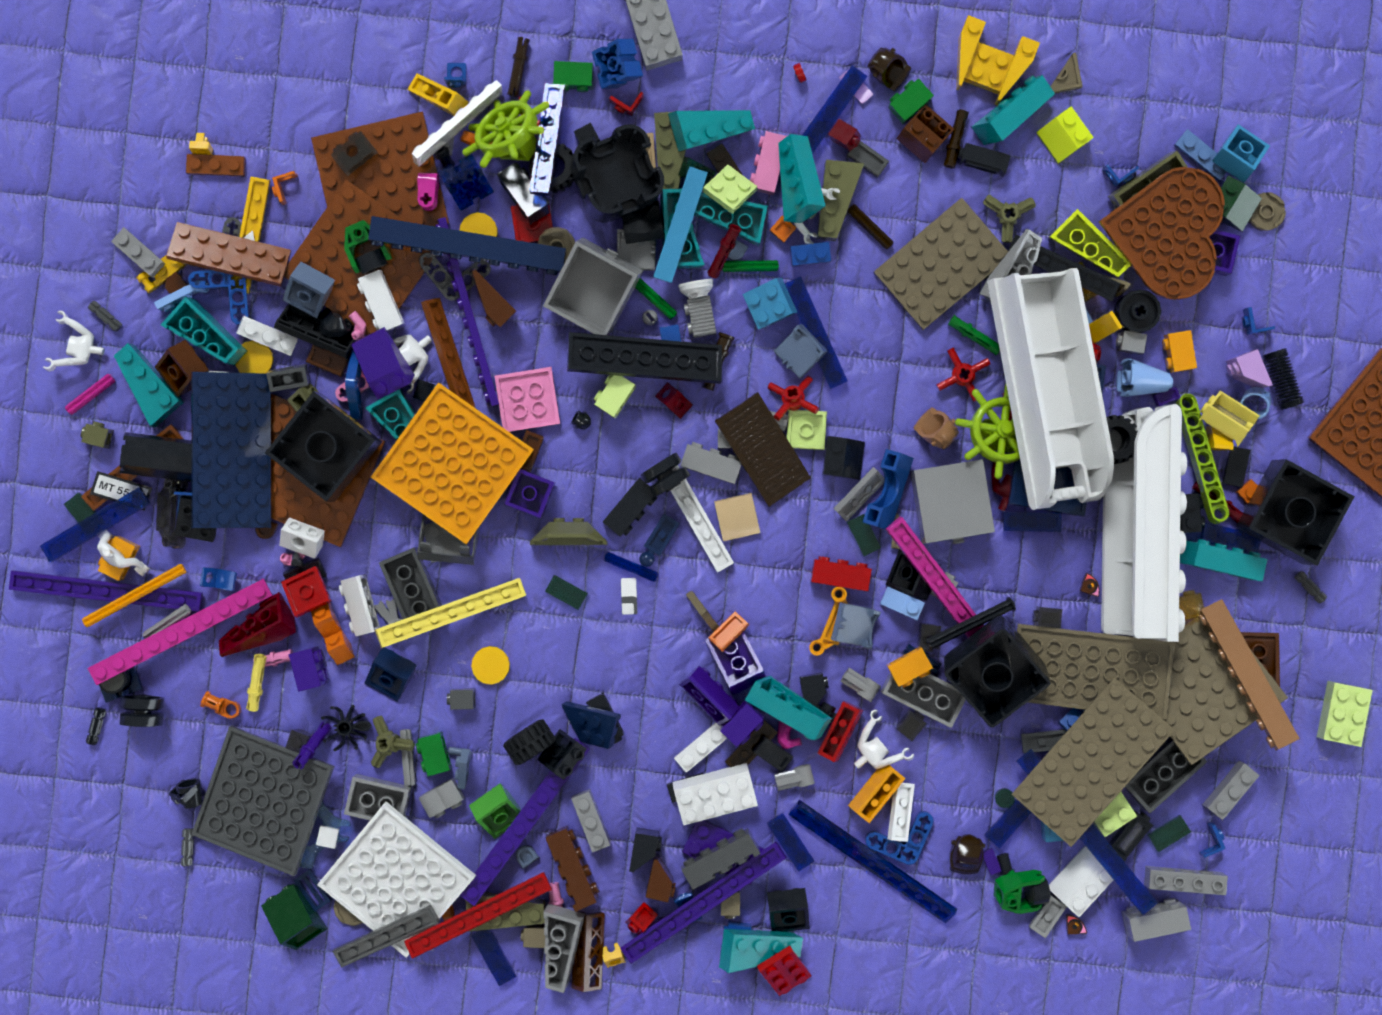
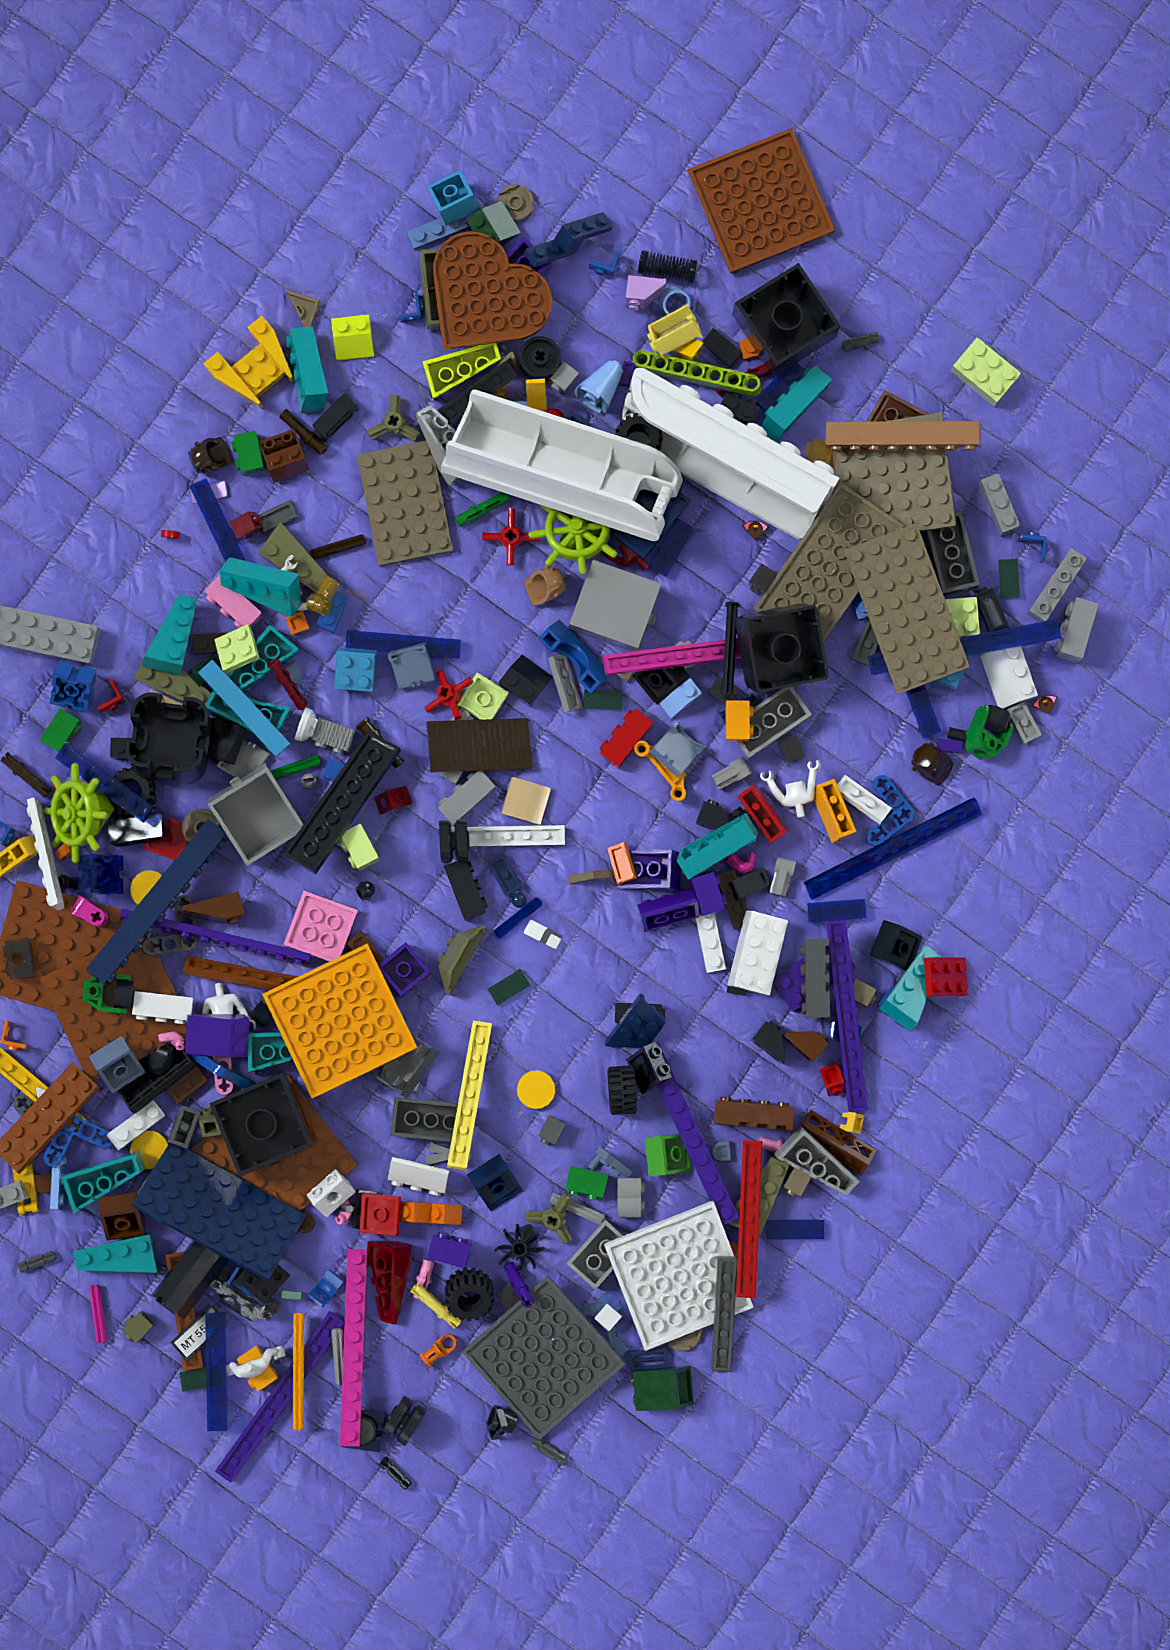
camera: 65 degrees left, 5 degrees down
(78, 346) = (51, 1300): white piece -> none
(197, 552) = (289, 1294): none -> sand green tile
(280, 706) = (469, 1307): none -> black tyre
(591, 820) = (721, 1075): light grey brick -> none
(750, 266) = (313, 668): green axle -> none
(812, 239) = (321, 600): none -> clear yellow piece
(1004, 797) = (900, 703): tile -> none
(1179, 351) = (594, 341): light orange brick -> none
(1260, 277) = (568, 239): none -> dark blue bracket

